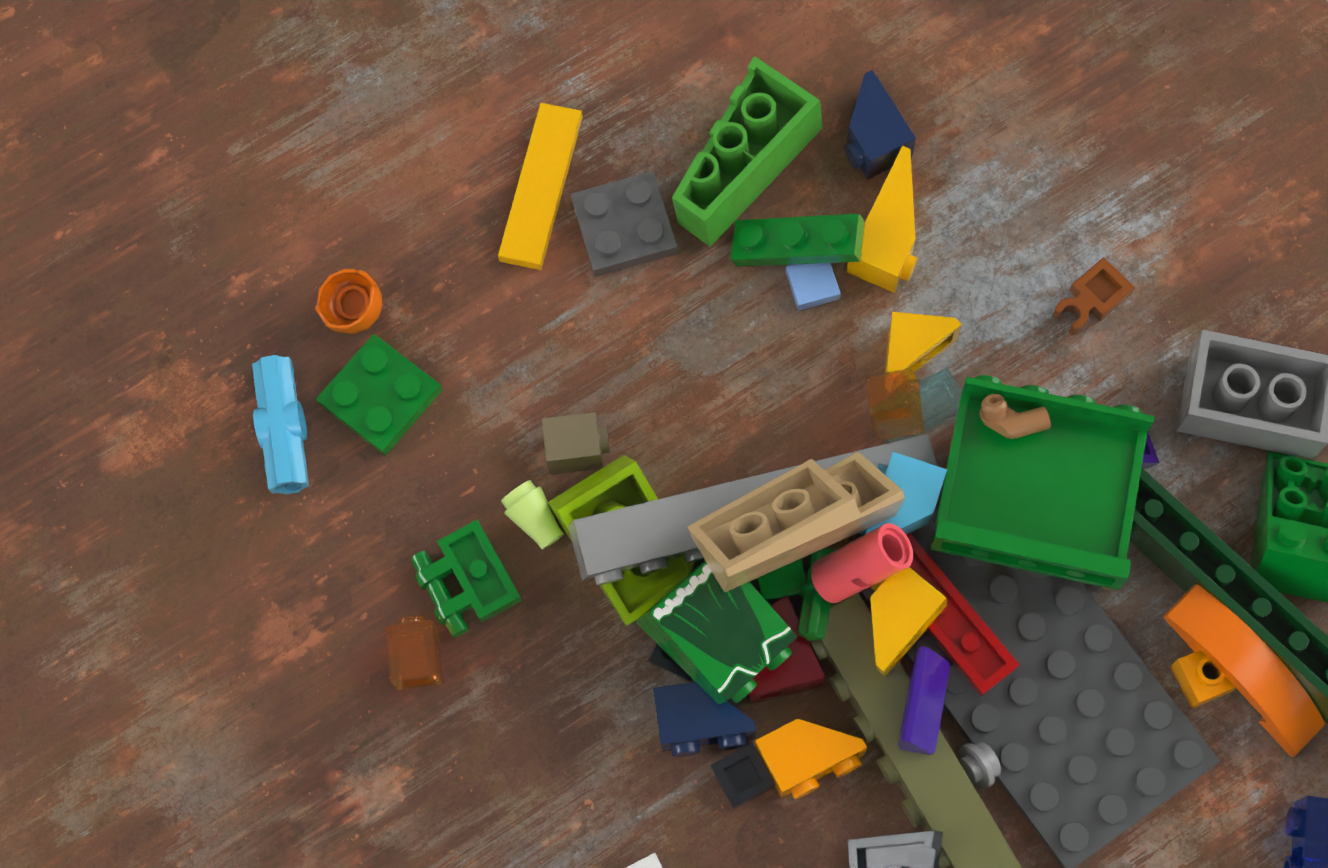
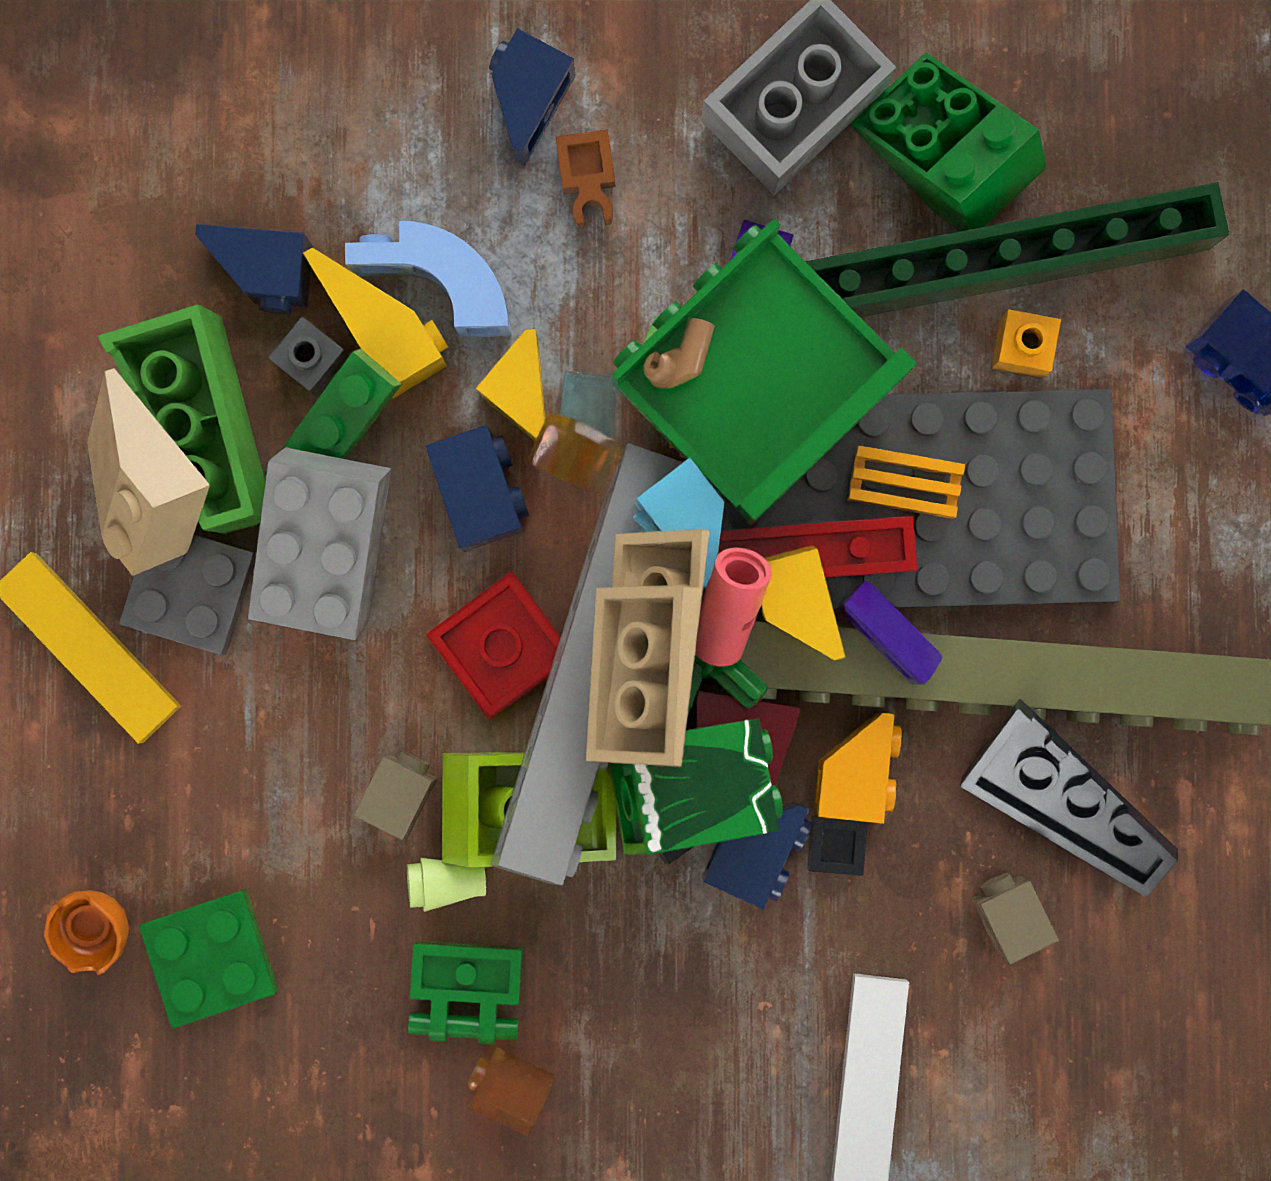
camera: 65 degrees left, 15 degrees up
(280, 425) = (175, 1082): medium azure piece -> none
(675, 144) = (141, 481): none -> tan slope
(714, 278) = (318, 543): none -> light grey brick
(723, 444) = (498, 645): none -> red tile
(812, 284) = (386, 443): light blue tile -> none
(824, 360) = (476, 487): none -> dark blue brick
(836, 183) = (321, 369): none -> dark grey plate
(964, 235) = (447, 262): none -> light blue arch
(979, 764) = (970, 615): light grey plate -> none
(1051, 628) = (951, 489): none -> light orange tile
(1122, 221) = (529, 88): none -> dark blue slope
(1249, 665) = (1044, 302): orange slope -> none

